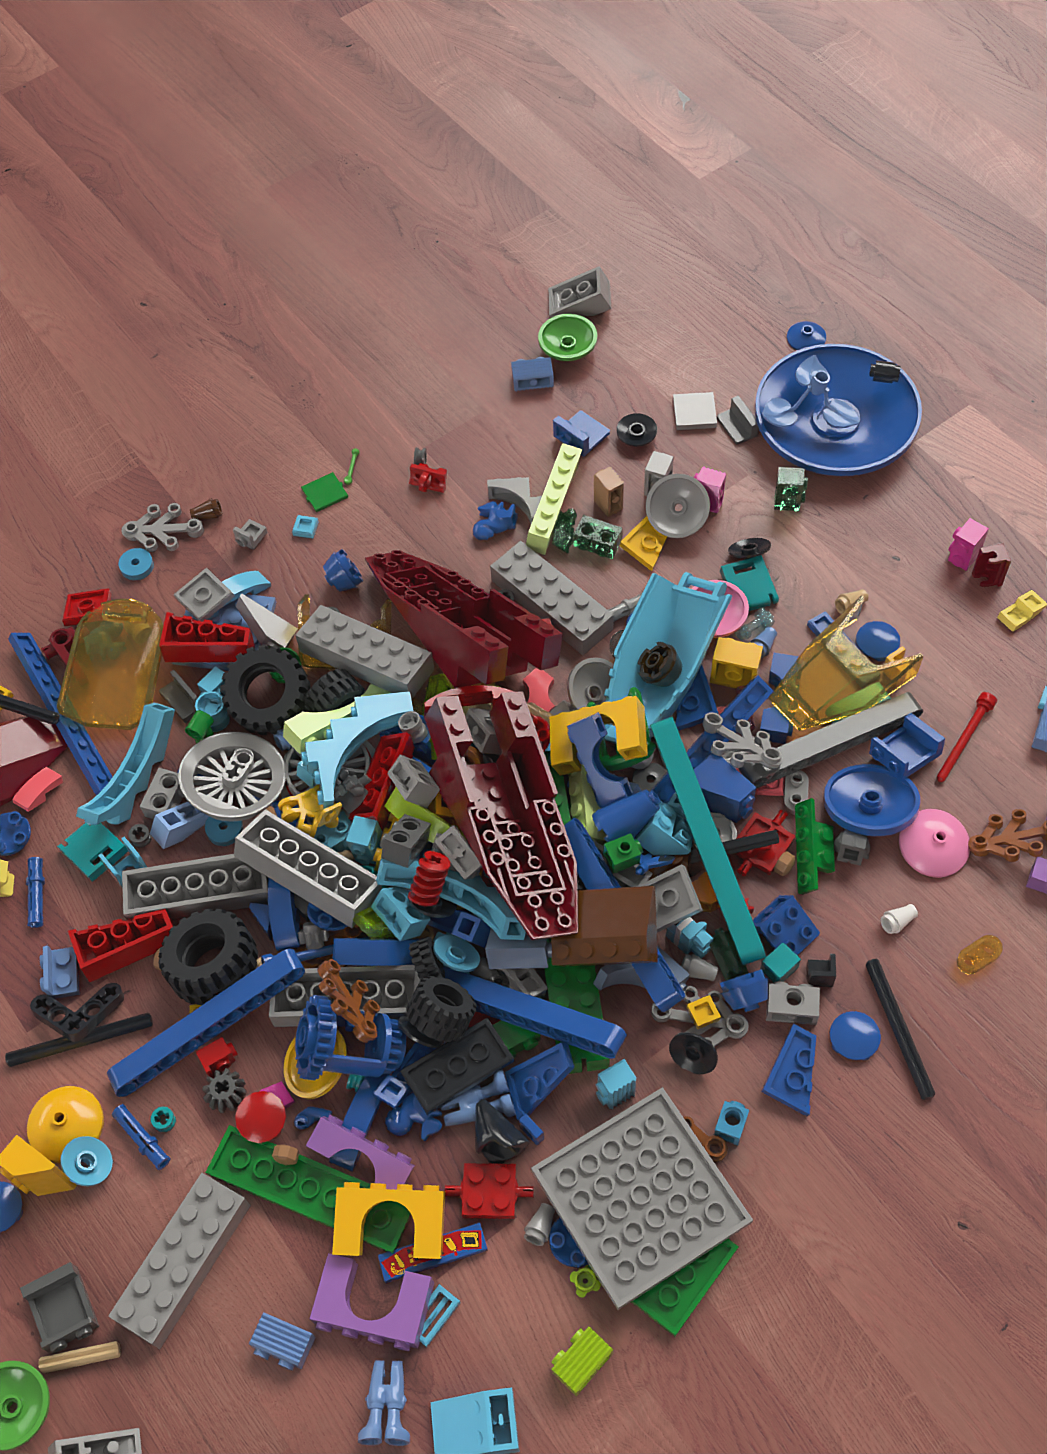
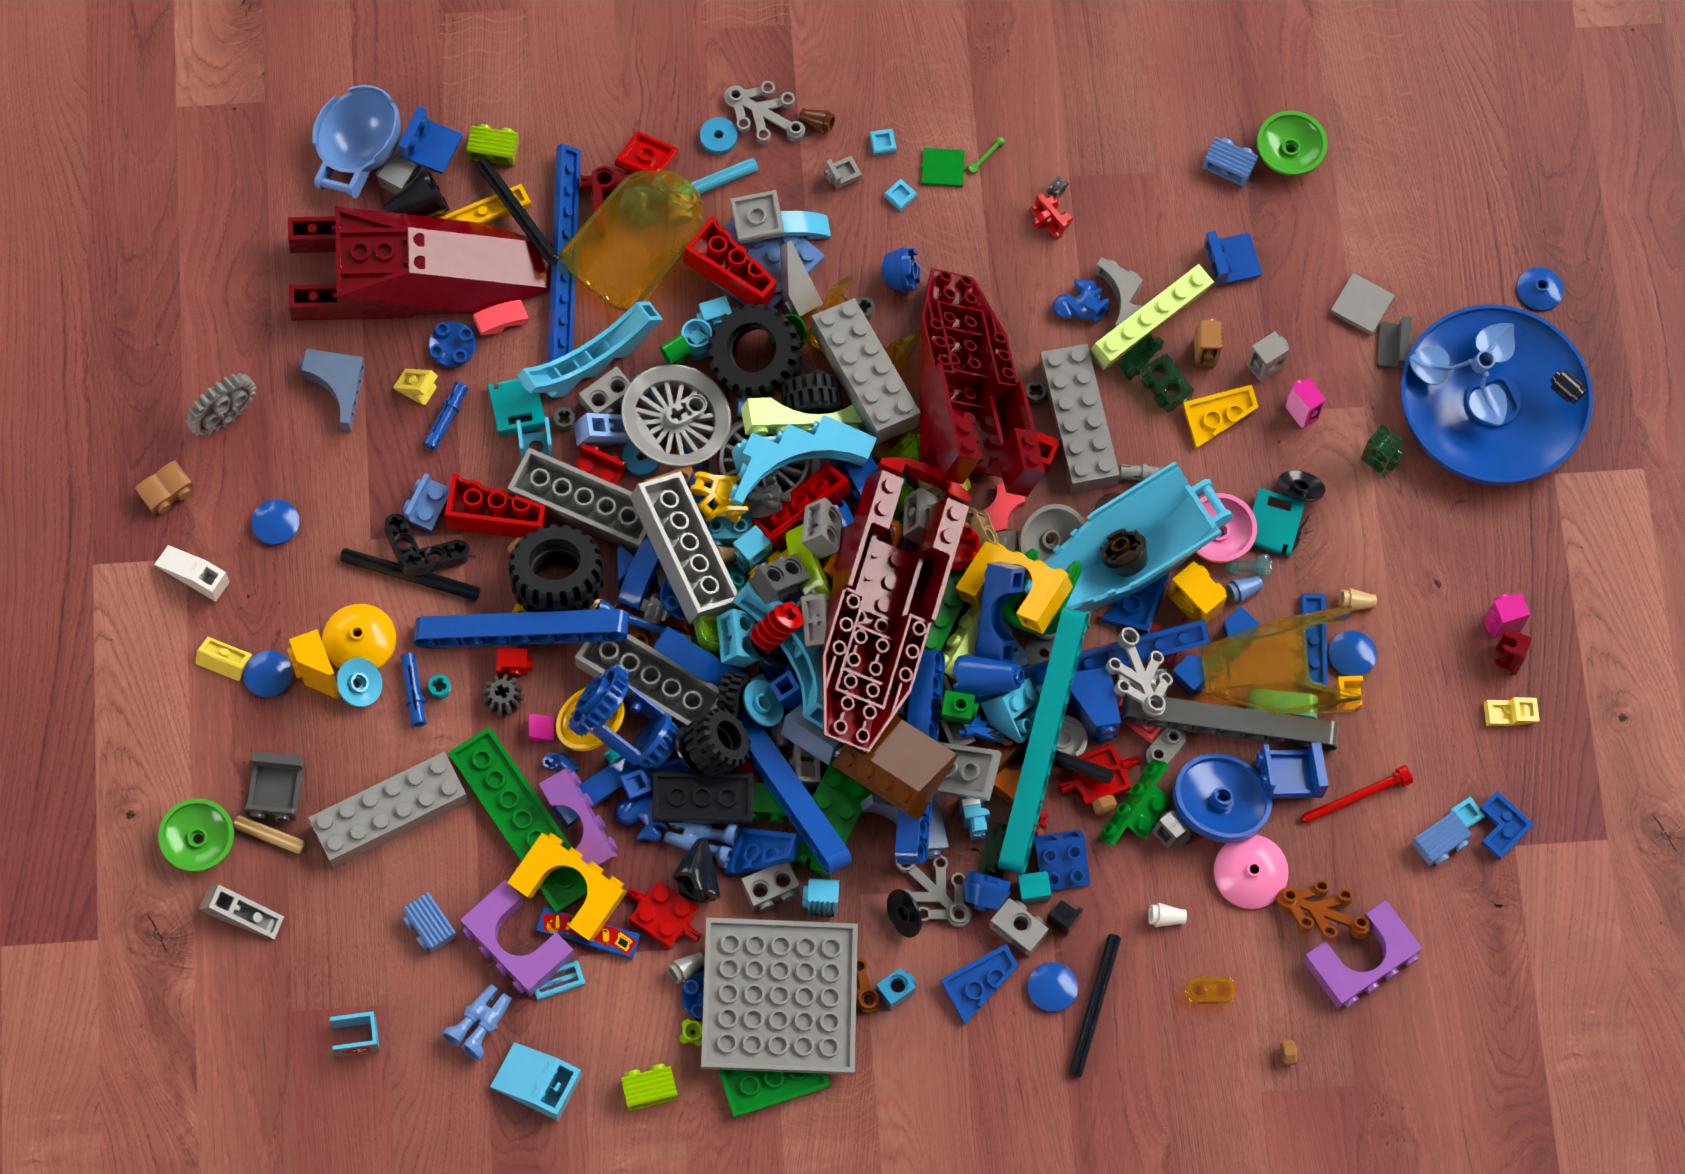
camera: 25 degrees right, 10 degrees up
(162, 584) = (725, 175): none -> medium azure axle
(179, 697) = (676, 305): dark grey panel -> none
(192, 849) = (600, 464): none -> red bracket
(260, 1117) = (518, 736): red dish -> none
(267, 499) = (883, 142): none -> medium azure tile
(285, 1154) = (519, 780): medium nougat tile -> none
(364, 1026) = (644, 717): dark orange plant -> none
(412, 724) = (857, 472): light grey wheel -> none
(529, 1127) = (729, 887): blue tile -> none
(559, 1102) = (767, 880): none -> light grey brick
(581, 295) = (1343, 99): light grey slope -> none
(636, 429) = (1292, 282): black dish -> none
(672, 491) = (1244, 407): light grey dish -> none
(698, 967) = (962, 846): light grey cone -> none
(703, 1012) = (937, 885): yellow plate -> none

